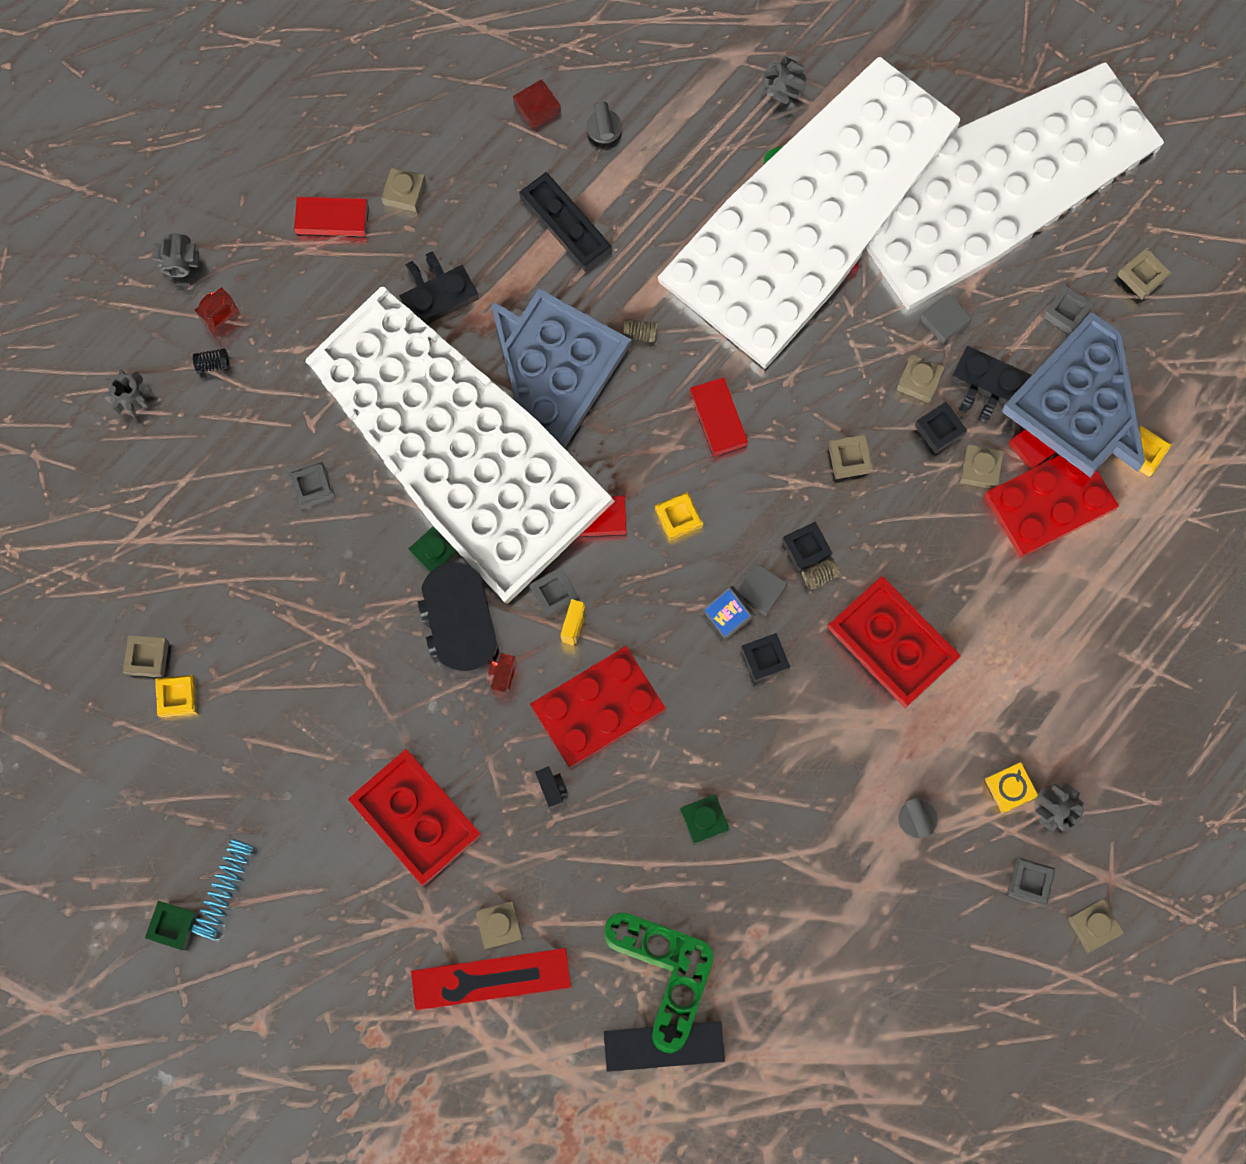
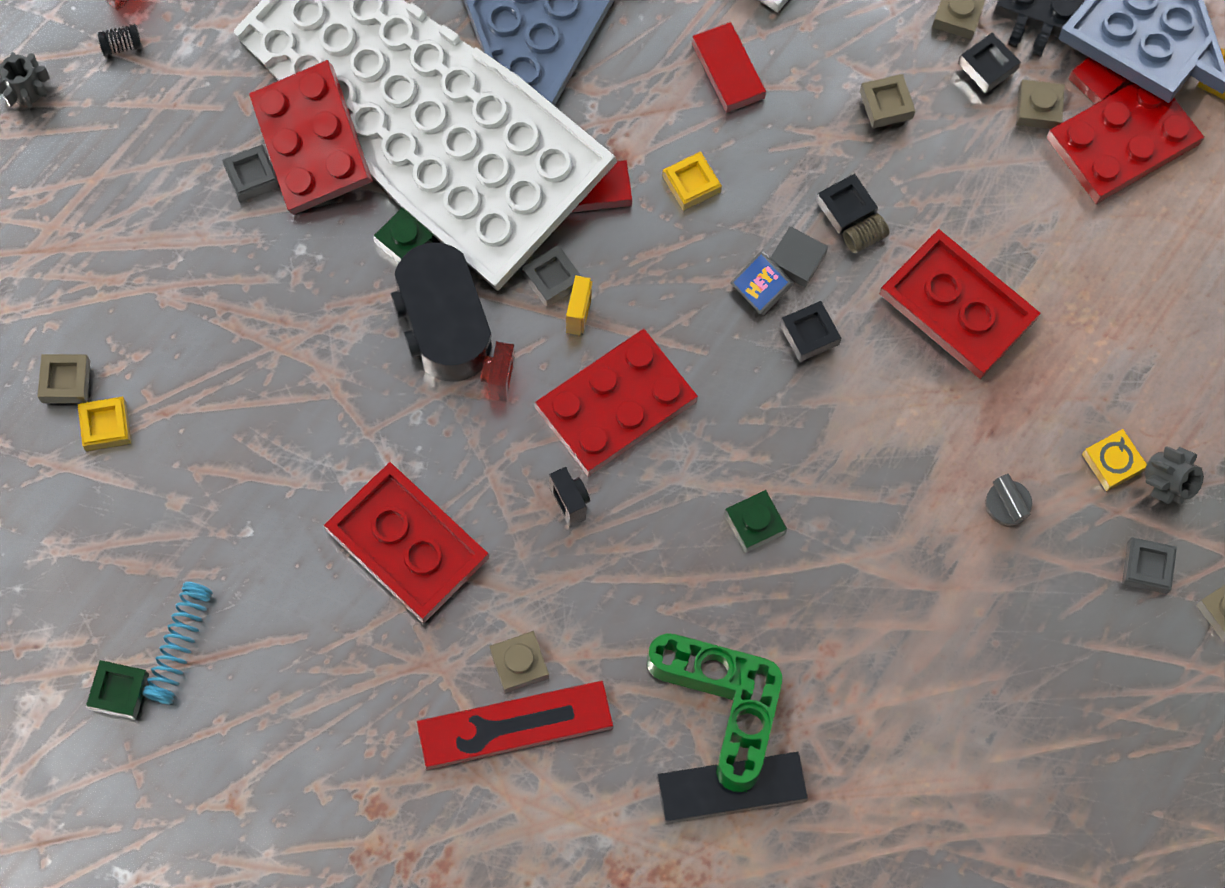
camera: 10 degrees left, 5 degrees down
(362, 459) = (310, 137): none -> red plate

